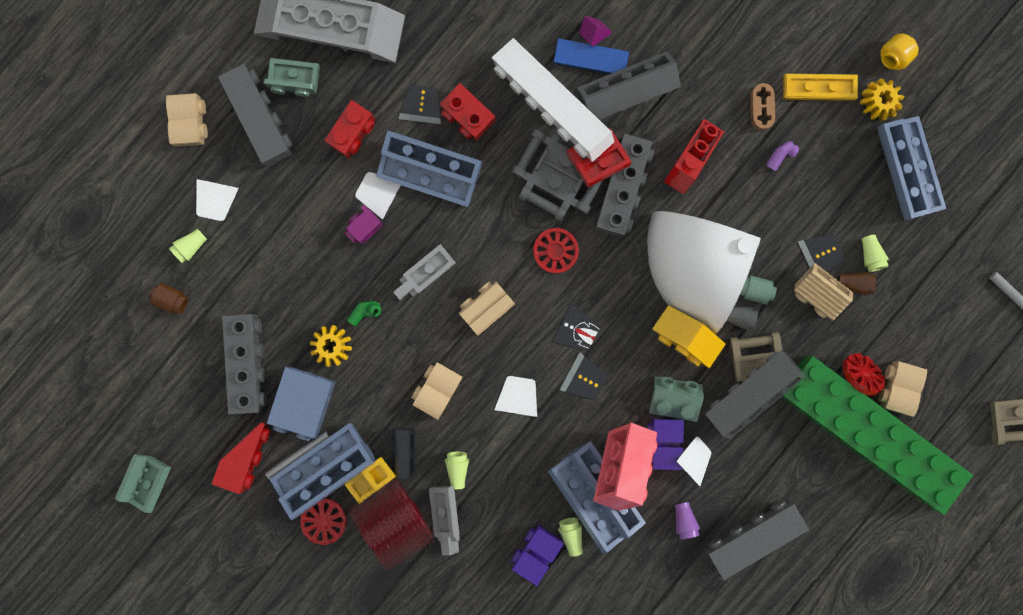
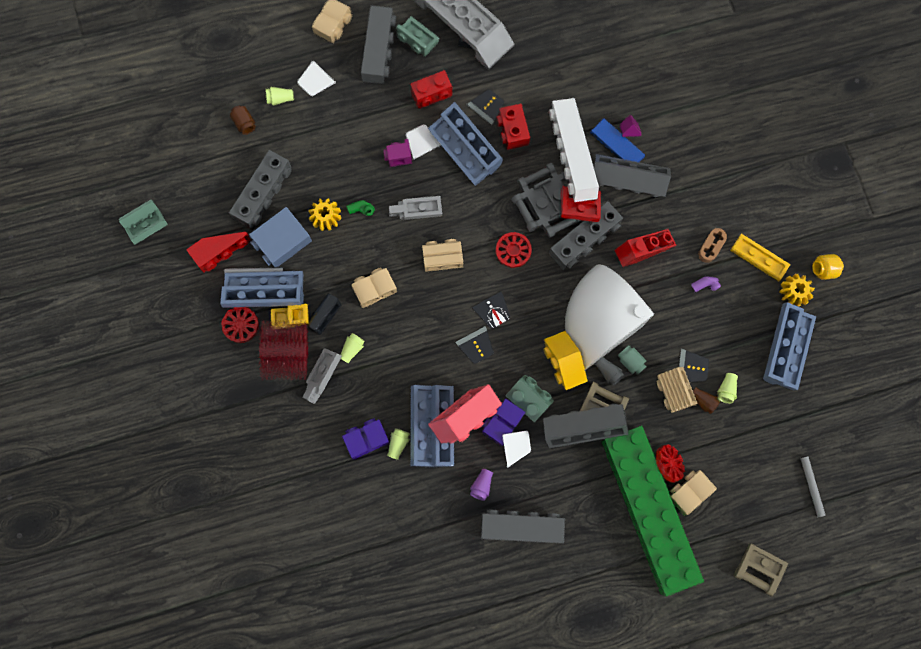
camera: 30 degrees right, 10 degrees down
(518, 396) = (424, 328): white sticker -> none

